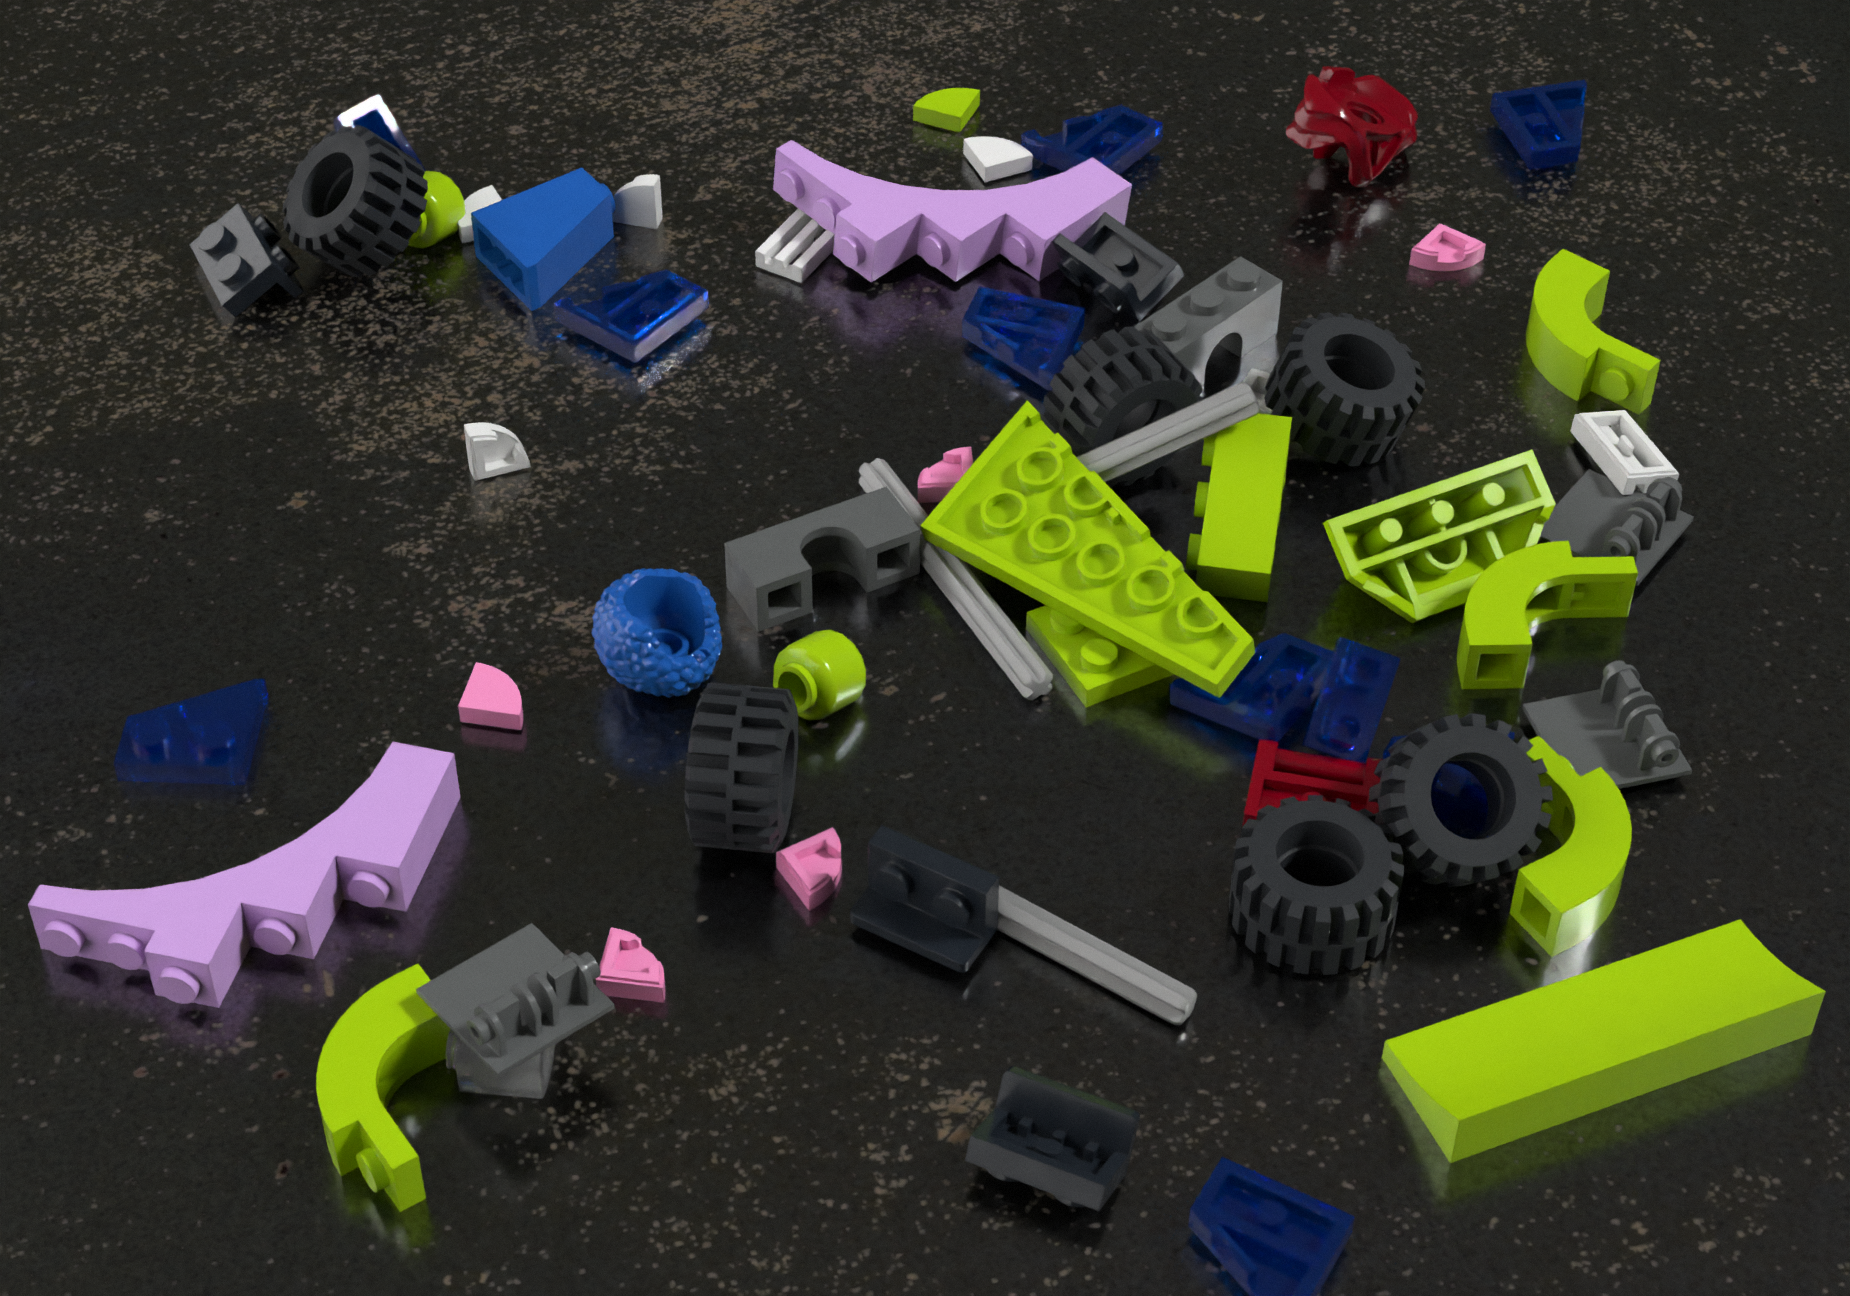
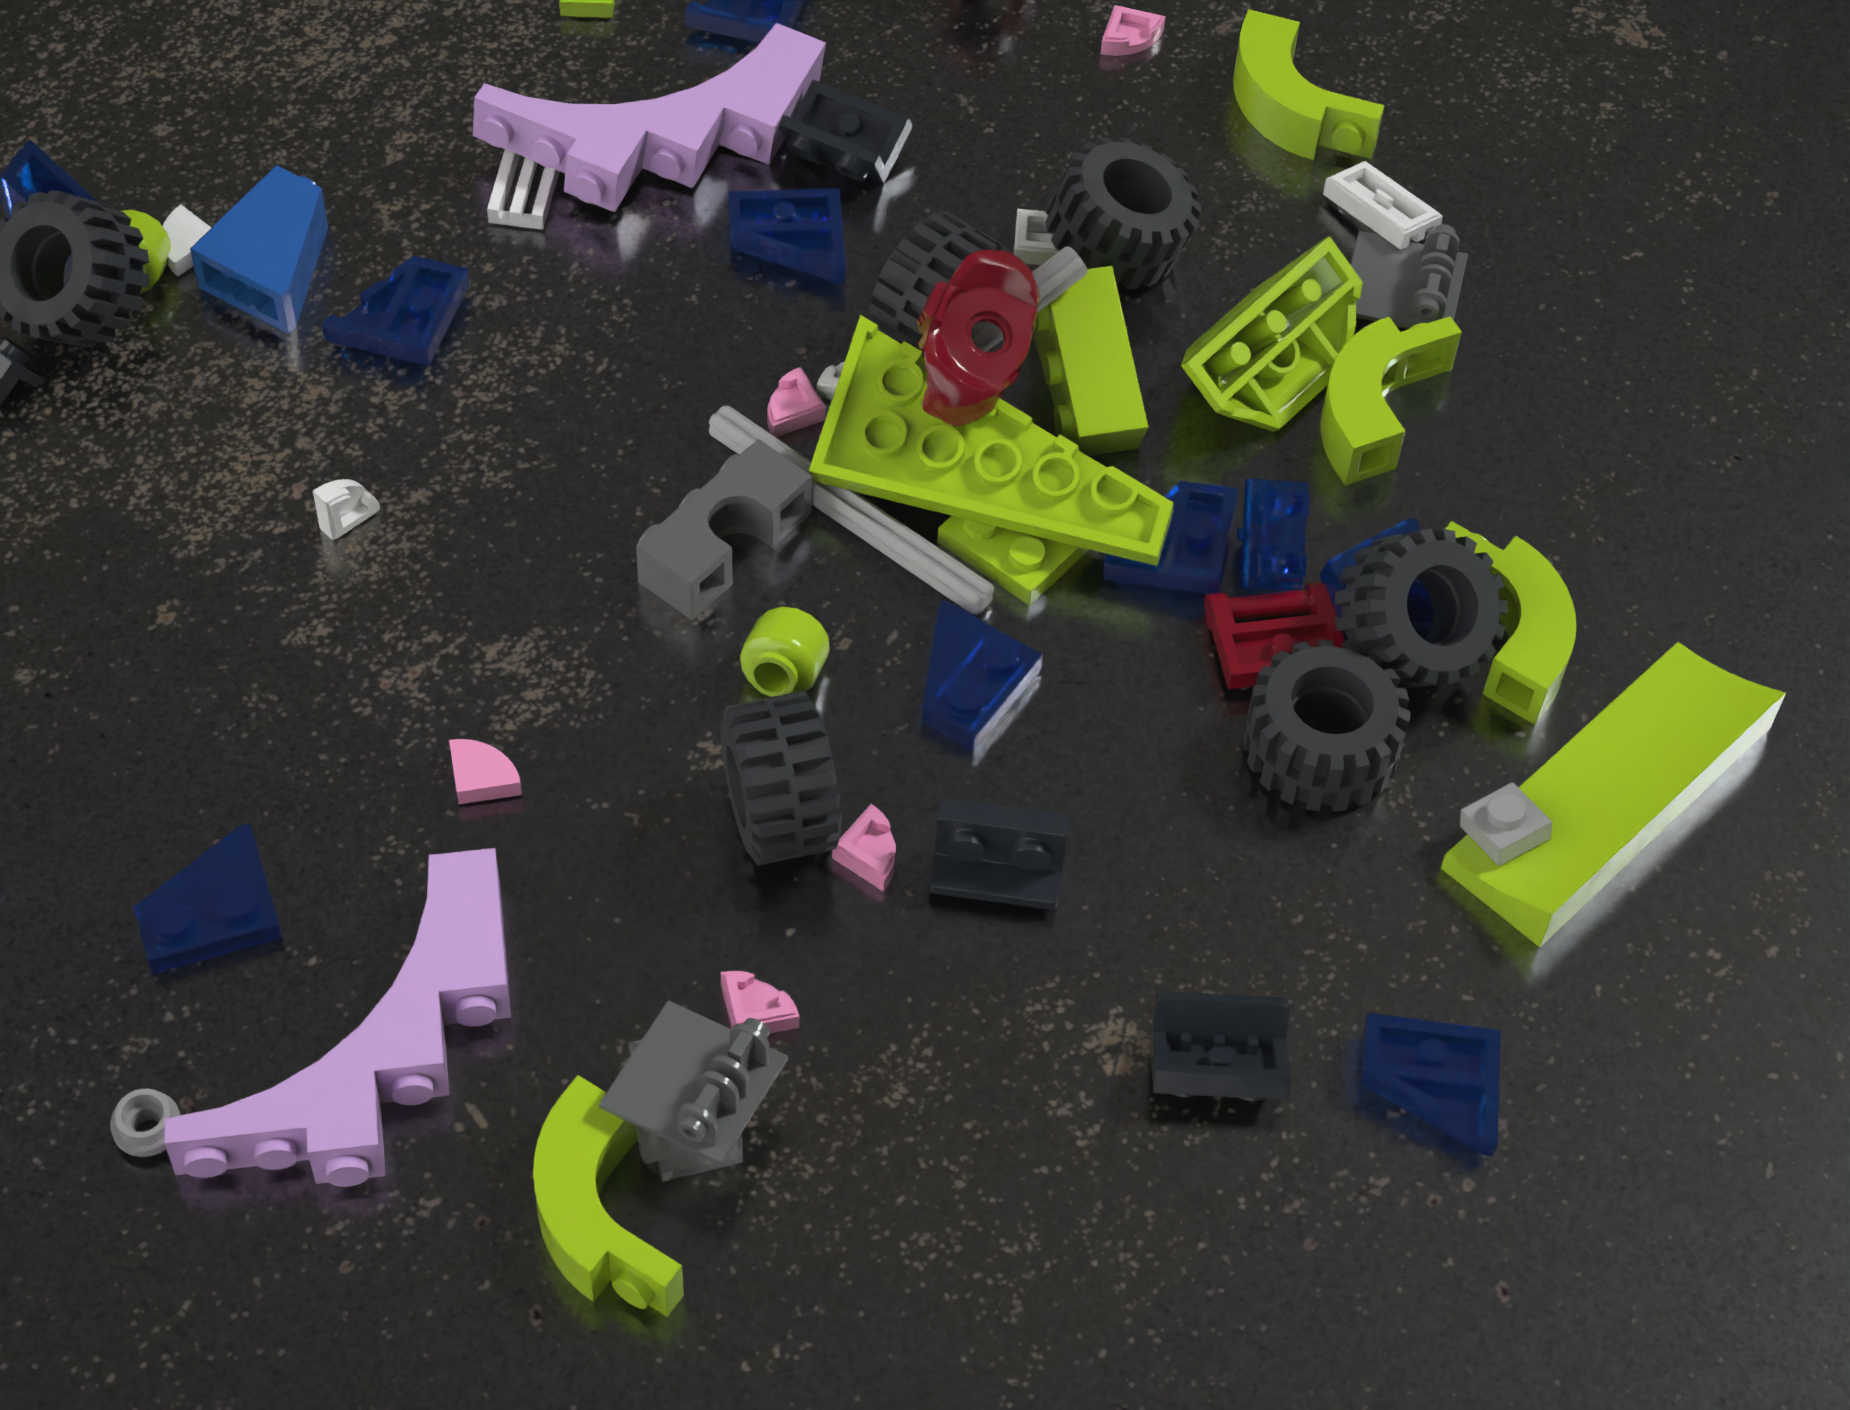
camera: 25 degrees left, 10 degrees up
(22, 884) = (135, 1109): none -> light grey plate
(639, 202) = (344, 184): white tile -> none
(658, 631) = (620, 658): blue hair -> none
(994, 749) = (973, 676): none -> clear blue wing
(996, 157) = (665, 38): white tile -> none
(1086, 469) = (961, 377): none -> dark red piece
(1094, 958) = (1164, 857): light grey axle -> none
(1229, 308) = (966, 165): dark grey arch -> none
(1459, 1028) = (1505, 824): none -> light grey plate
(1611, 730) = (1494, 491): dark grey hinge -> none

